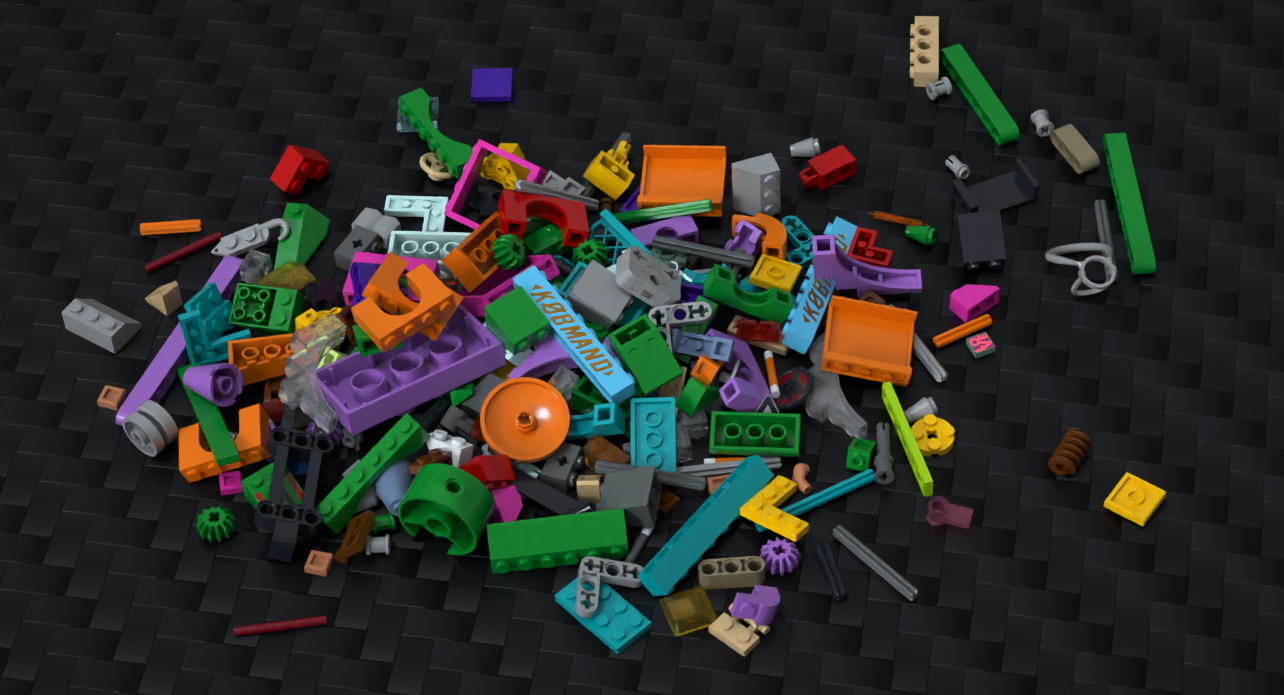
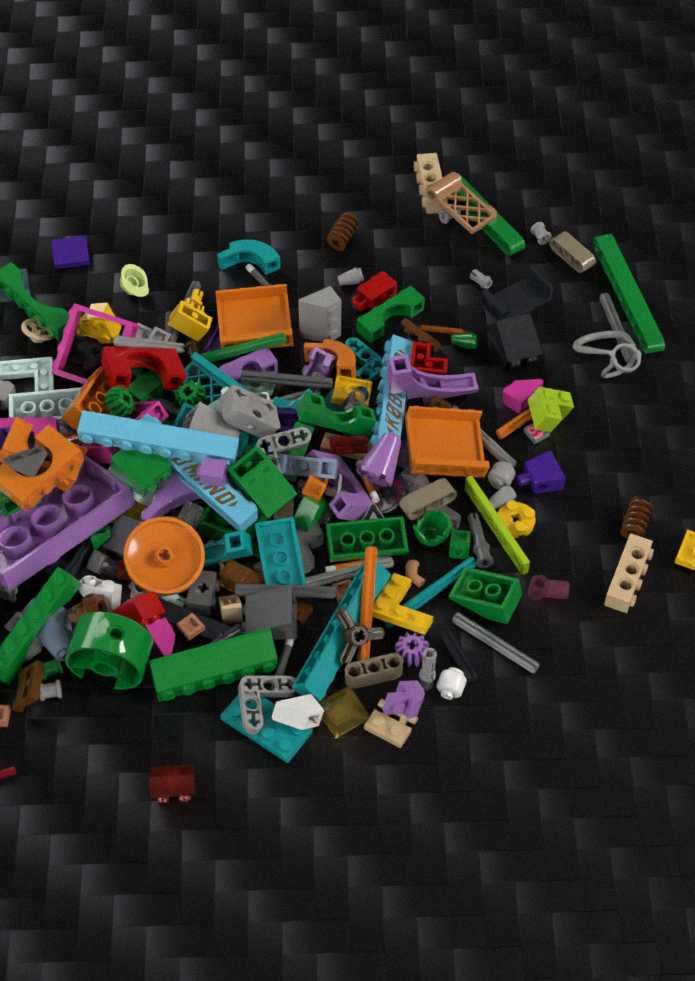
camera: 15 degrees left, 5 degrees up
(392, 298) = (27, 461): none -> dark grey slope
(488, 653) = (172, 782): none -> clear red brick
(539, 293) = (156, 438): none -> medium azure brick
(540, 498) = (190, 626): none -> nougat tile
(556, 124) = (134, 280): none -> yellowish green piece
(591, 335) = (212, 471): none -> medium lavender brick
(638, 601) = (298, 712): none -> white slope
(694, 106) = (252, 252): none -> teal arch
(697, 133) = (257, 275): none -> dark grey bar
(726, 530) = (363, 635): none -> dark brown bush
(738, 498) = (367, 597): none -> orange axle
(770, 280) = (351, 400): none -> black piece
(788, 350) = (381, 460): none -> medium lavender cone
(788, 581) = (428, 673): none -> light grey pin
(807, 95) = (342, 231): none -> reddish brown piece
(814, 597) = (451, 683): none -> white head
(832, 399) = (427, 499): none -> dark tan beam
(832, 432) = (433, 528): none -> green hair
(862, 184) = (405, 303): none -> green arch
(871, 223) = (422, 336): none -> reddish brown plate
(878, 510) = (487, 594): none -> green slope
(926, 385) = (501, 474): none -> light grey head
(943, 56) = (447, 190): none -> medium nougat piece
(973, 391) = (542, 474): none -> dark purple torso
(999, 317) = (549, 407): none -> lime brick
(1046, 509) = (635, 548): none -> tan brick

